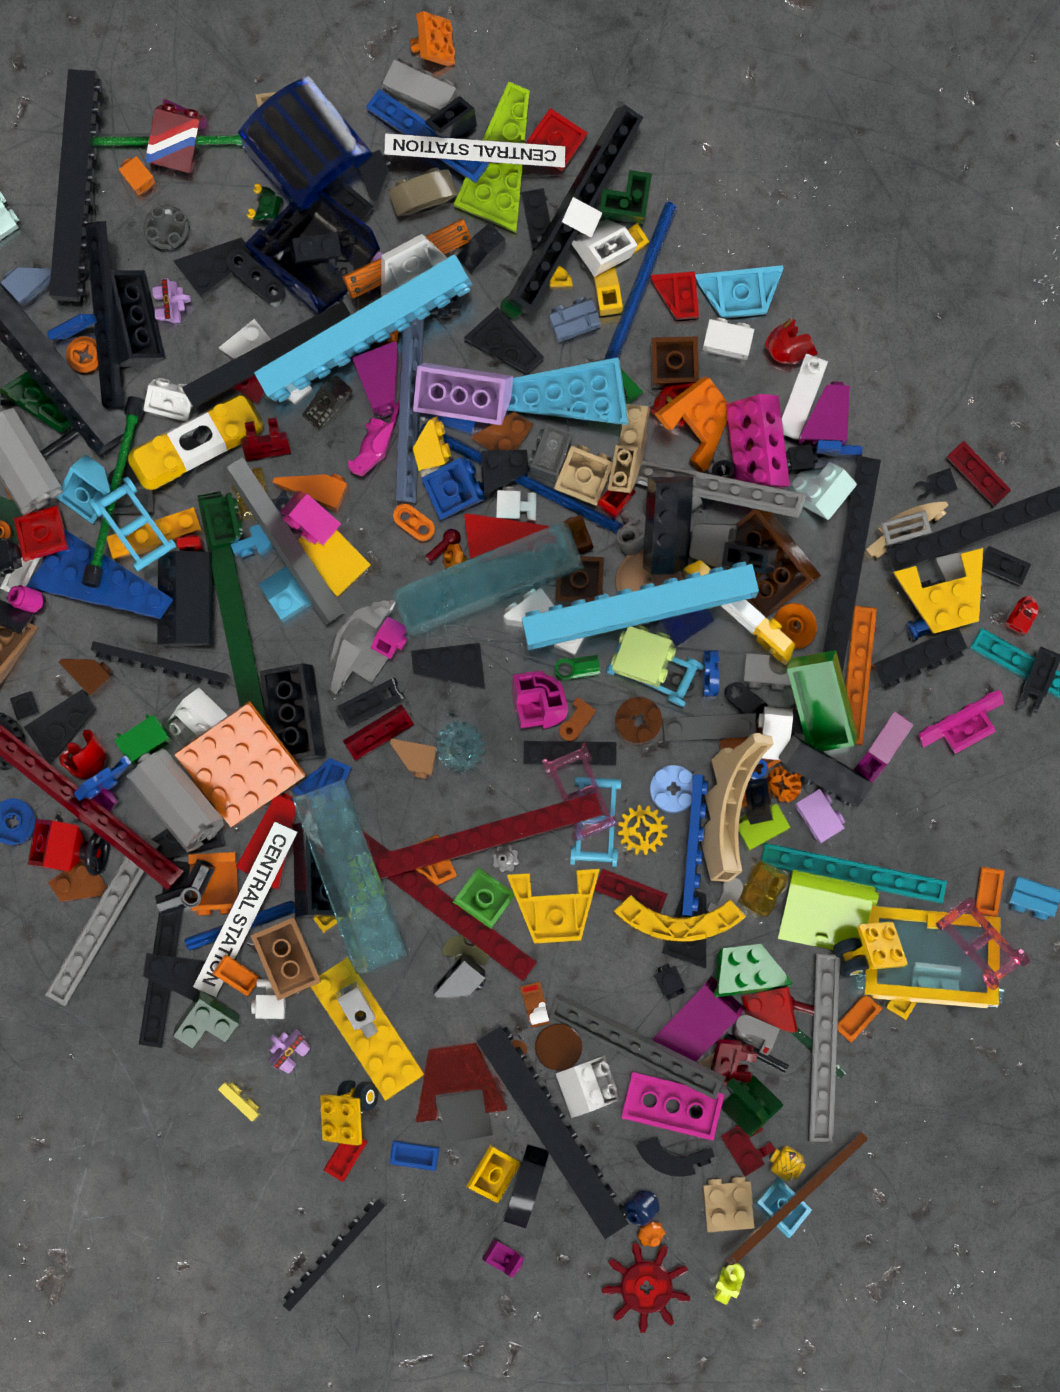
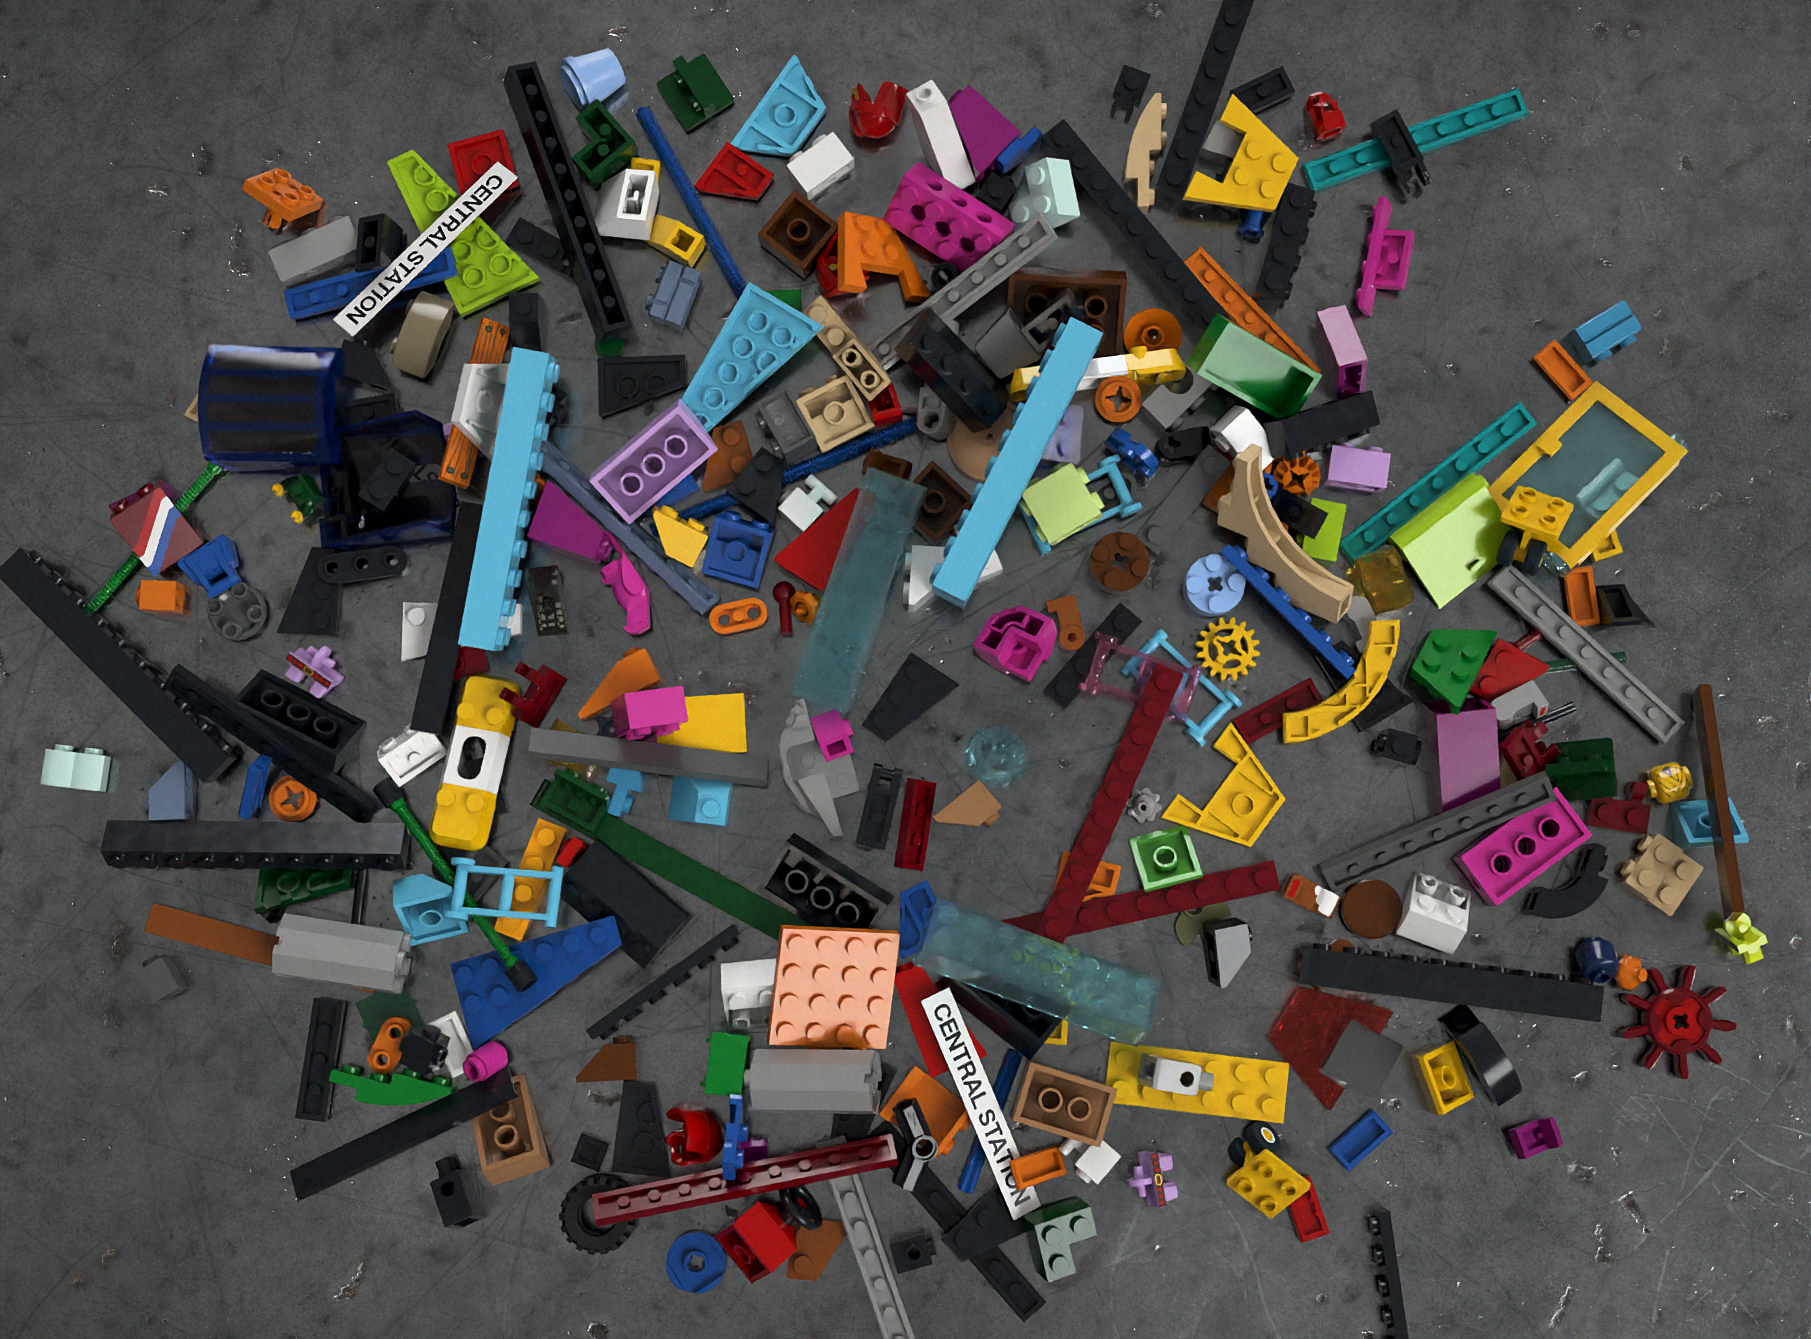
camera: 50 degrees left, 0 degrees up
(41, 533) = (433, 991): red plate -> none
(124, 943) = (912, 1251): none -> black brick
(181, 187) = (210, 563): none -> blue piece
(232, 1093) = (1151, 1269): light yellow plate -> none
(561, 278) = (624, 274): yellow tile -> none
(580, 667) = (1016, 576): green piece -> none
(582, 217) = (582, 200): white sticker -> none
(663, 158) = (591, 77): none -> light blue piece
(710, 226) = (694, 91): none -> dark green bracket
(728, 636) = (1126, 410): none -> orange gear
(870, 1048) = (1619, 610): none -> black slope
(887, 534) = (1140, 173): light grey tile -> none
(978, 473) = (1153, 42): dark red plate -> none
(991, 978) = (1652, 394): clear pink piece -> none

